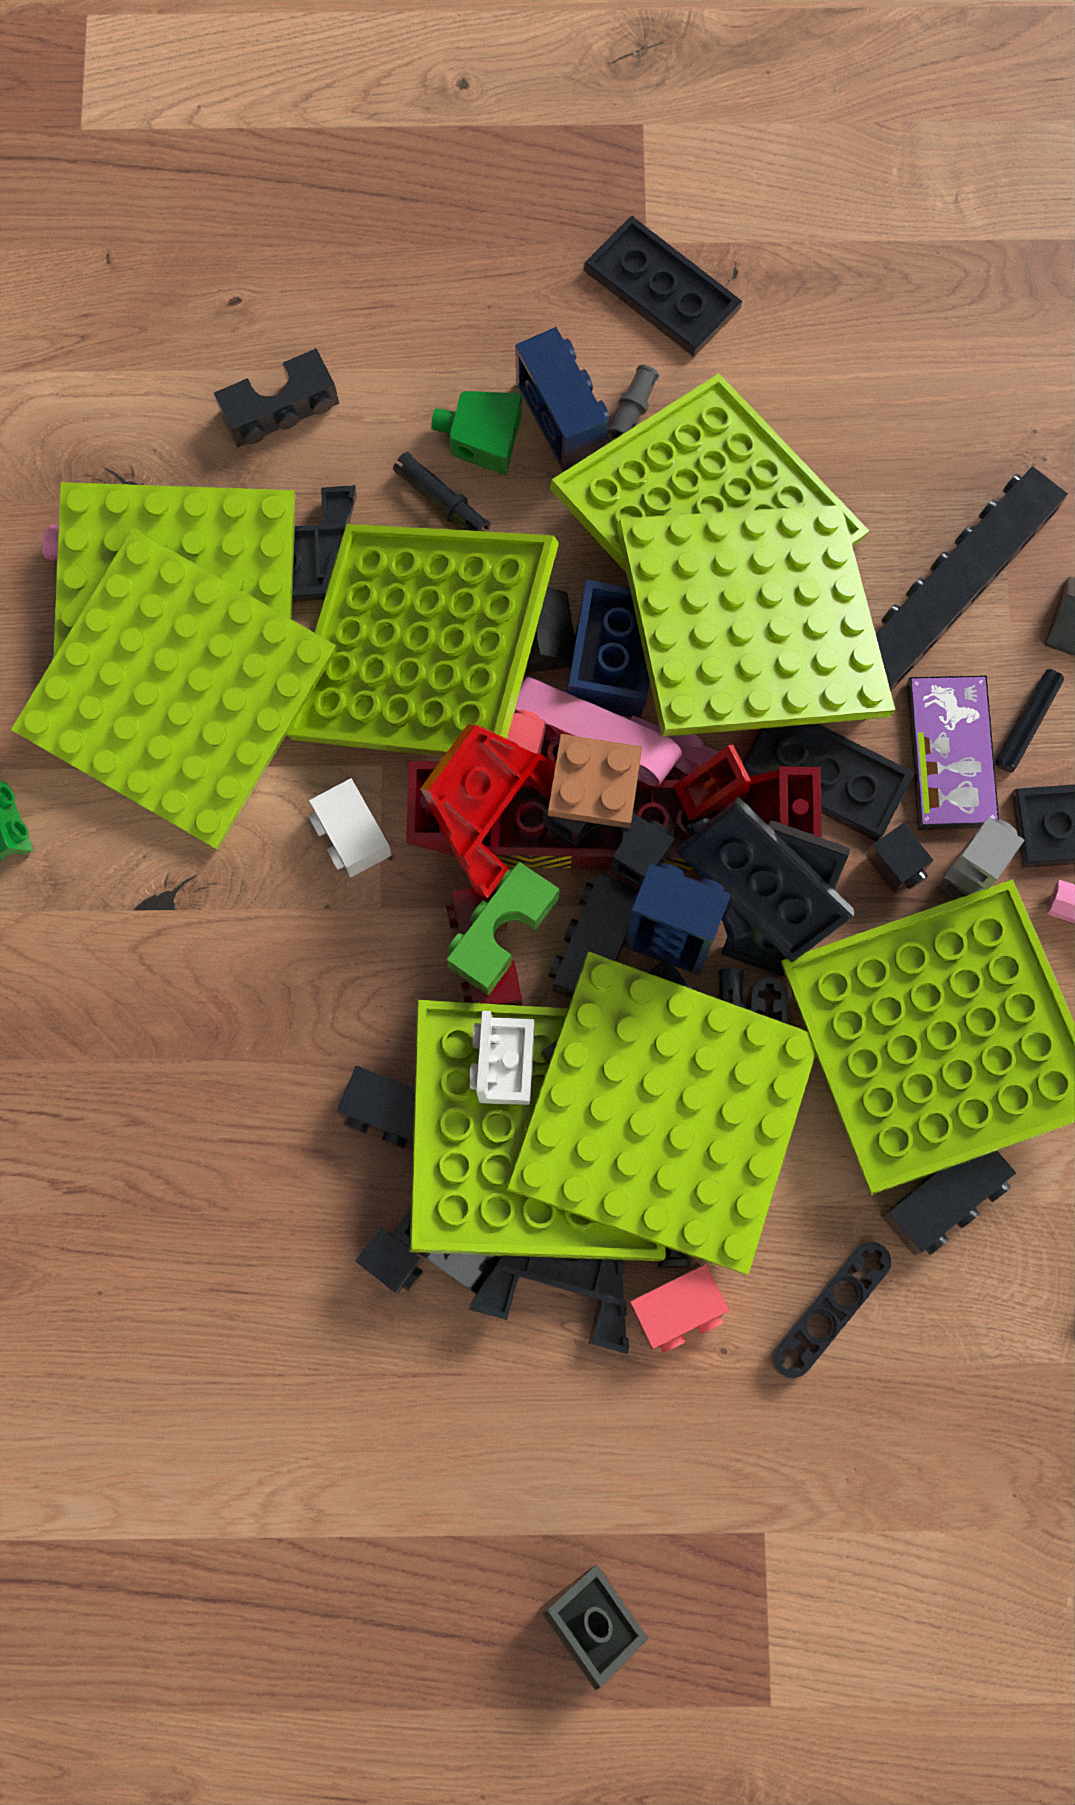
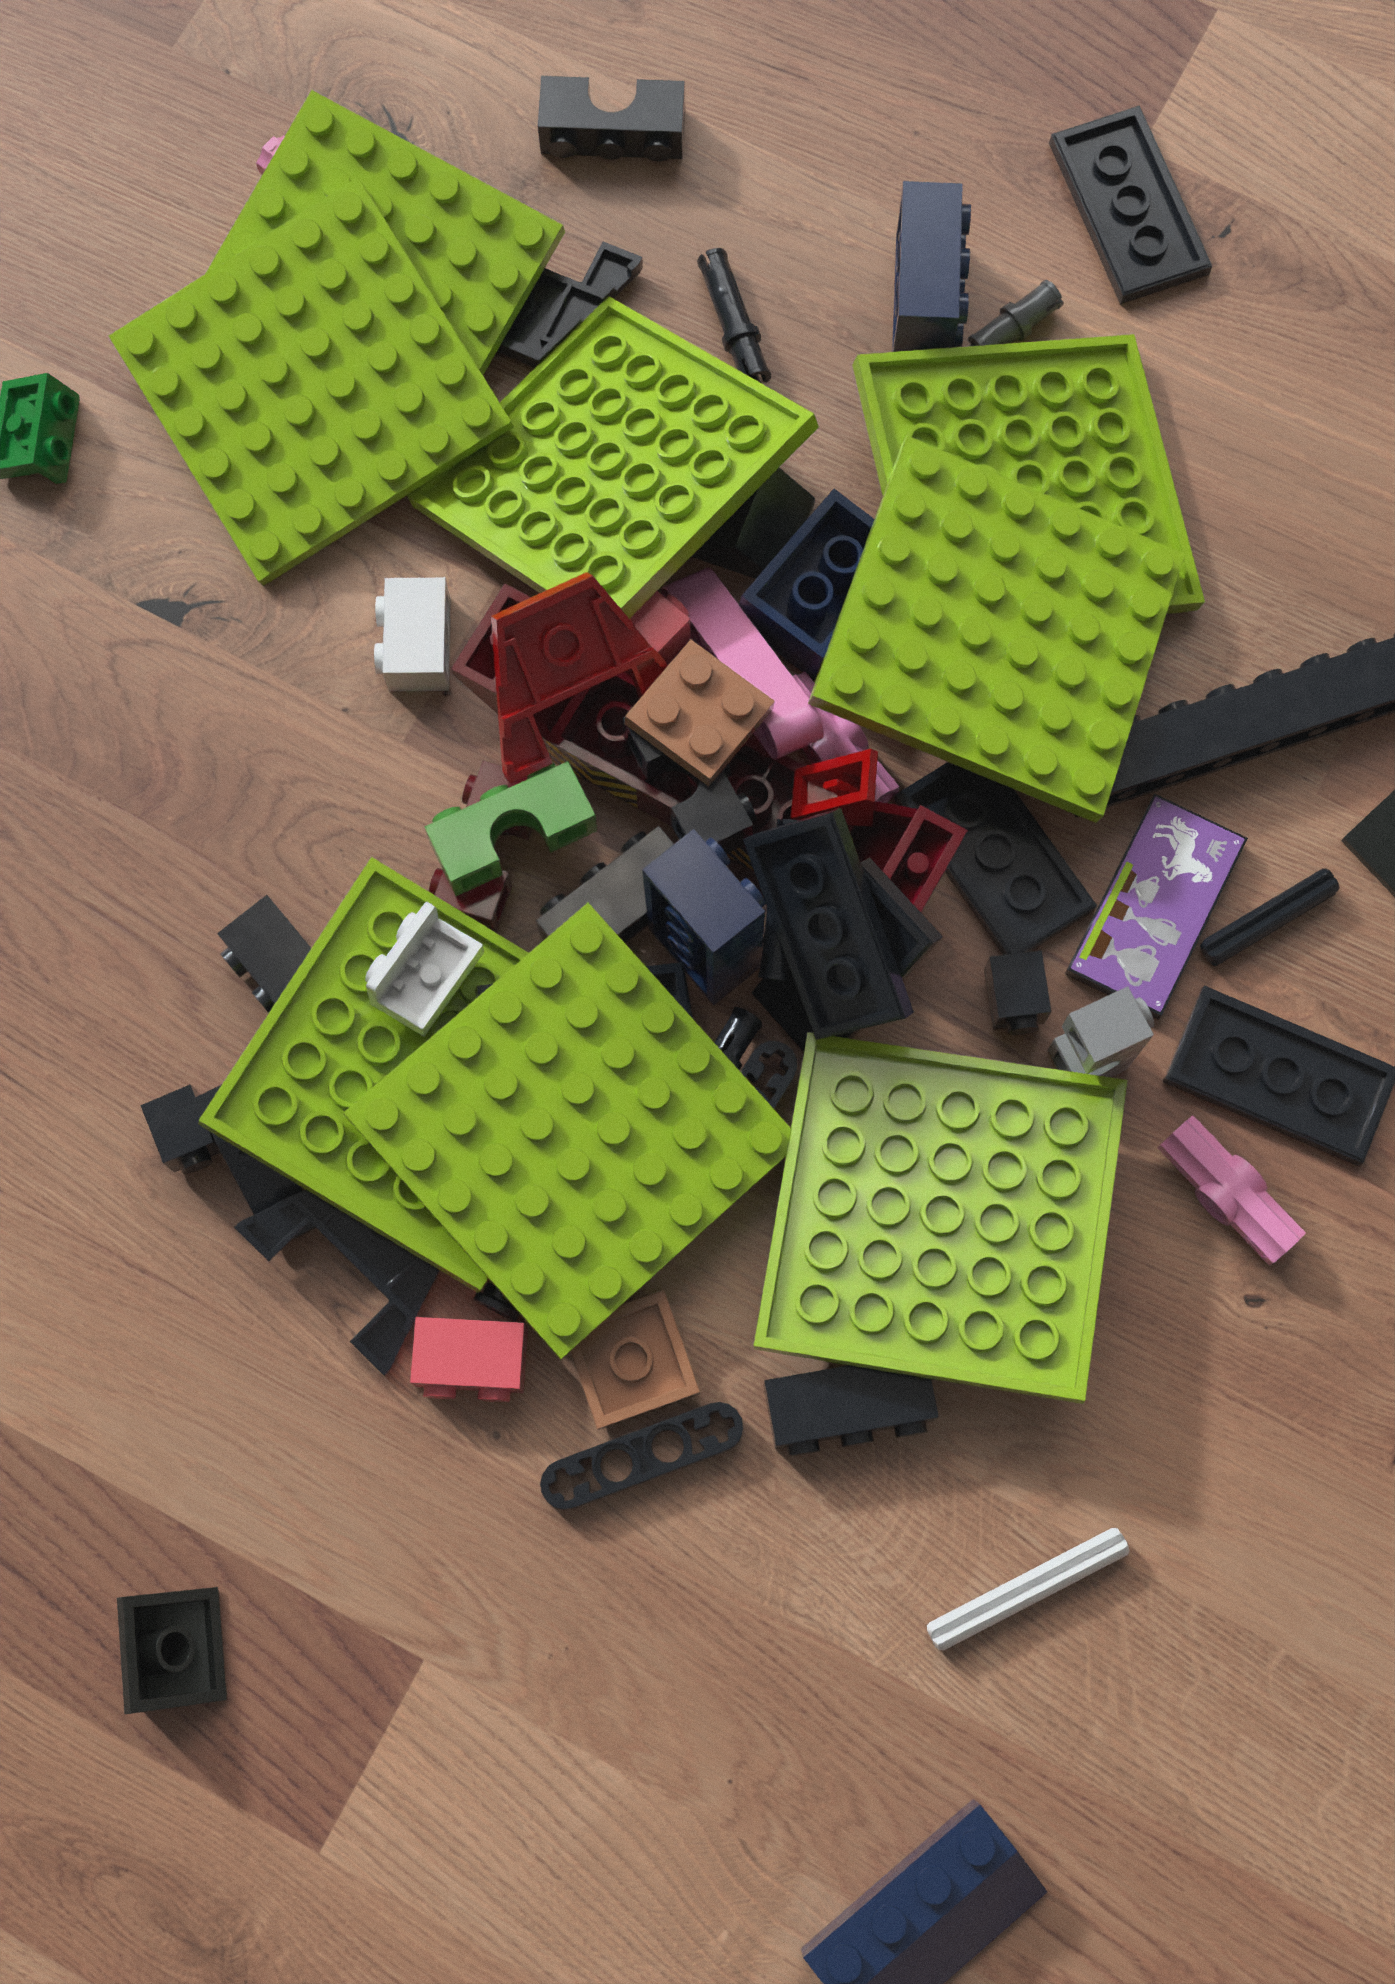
camera: 30 degrees right, 0 degrees up
(482, 428) = (825, 264): green torso -> none
(793, 1249) = (634, 1362): none -> nougat plate

